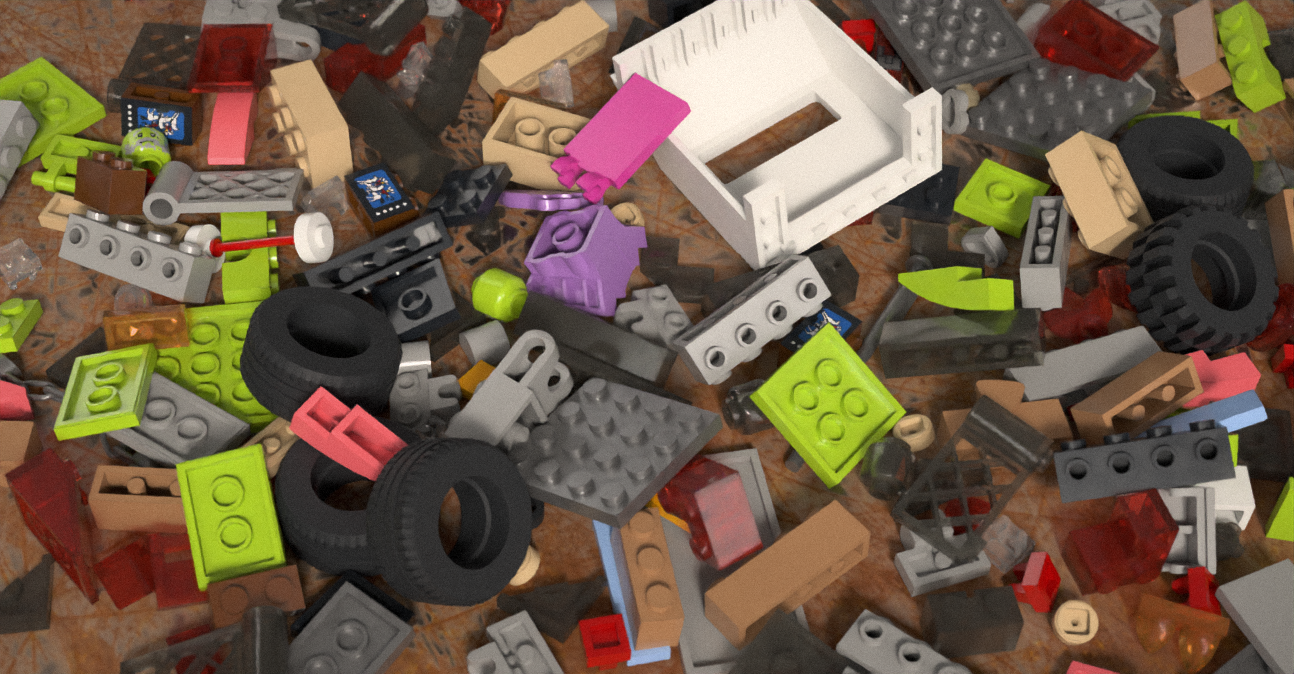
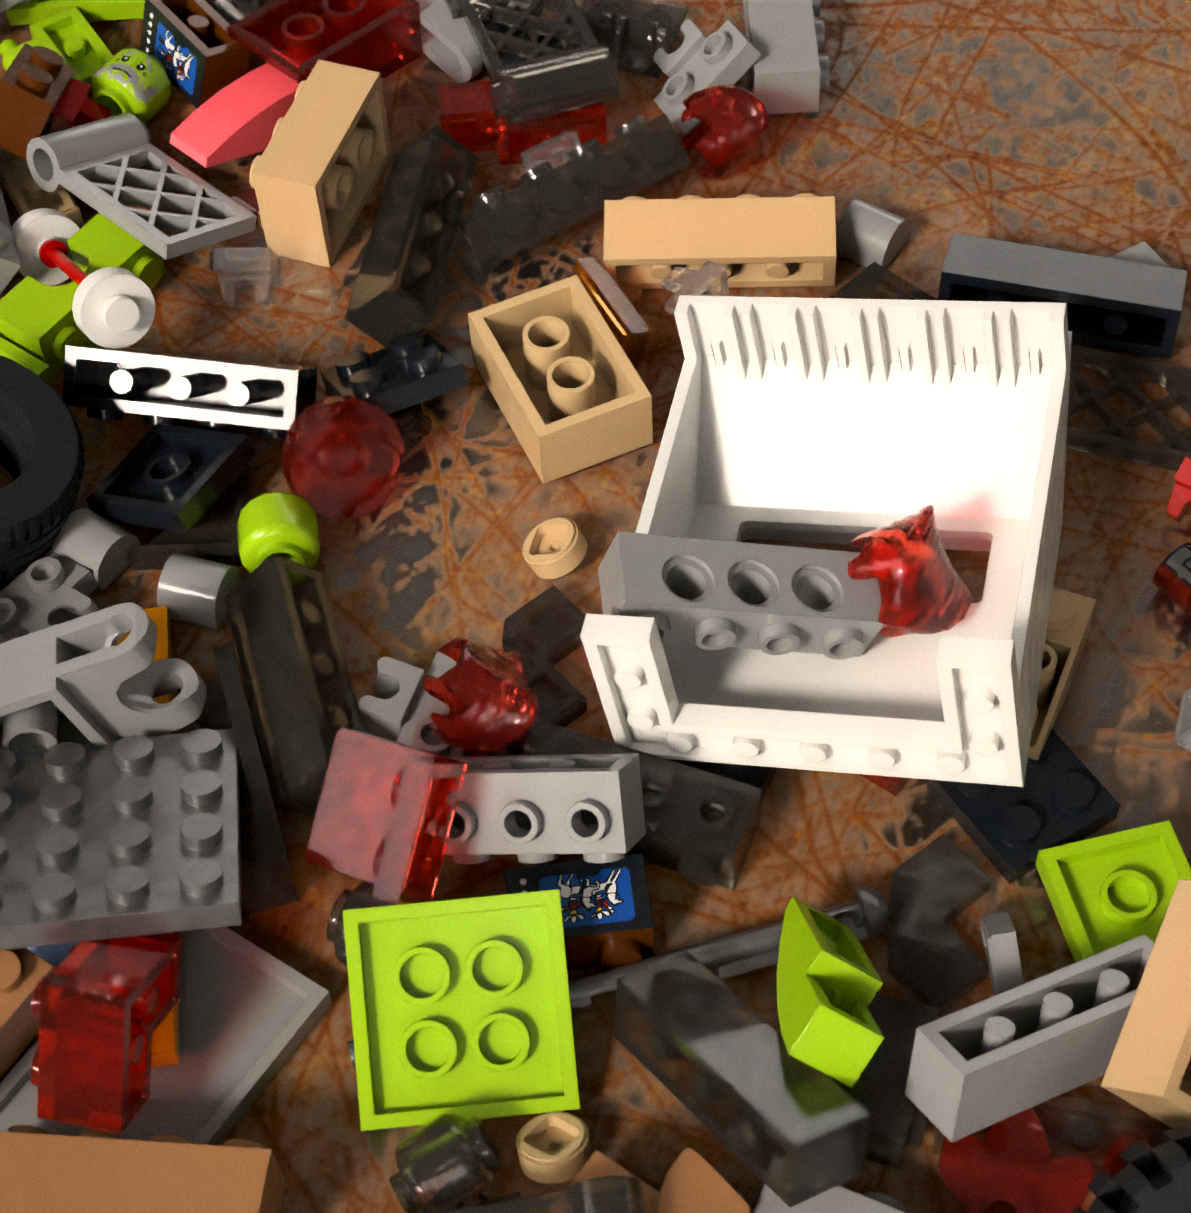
camera: 50 degrees right, 5 degrees up
(379, 199) = (297, 314): brick -> none
(488, 240) = (342, 456): none -> clear red tile
(545, 200) = (474, 449): medium lavender tile -> none
(585, 258) = (424, 565): medium lavender slope -> none
(620, 138) = (601, 421): dark pink tile -> none
(694, 284) = (484, 695): none -> clear red hair
(723, 347) = (385, 815): none -> clear red bracket
(782, 153) = (741, 594): none -> light grey brick
(820, 115) = (914, 575): none -> clear red hair

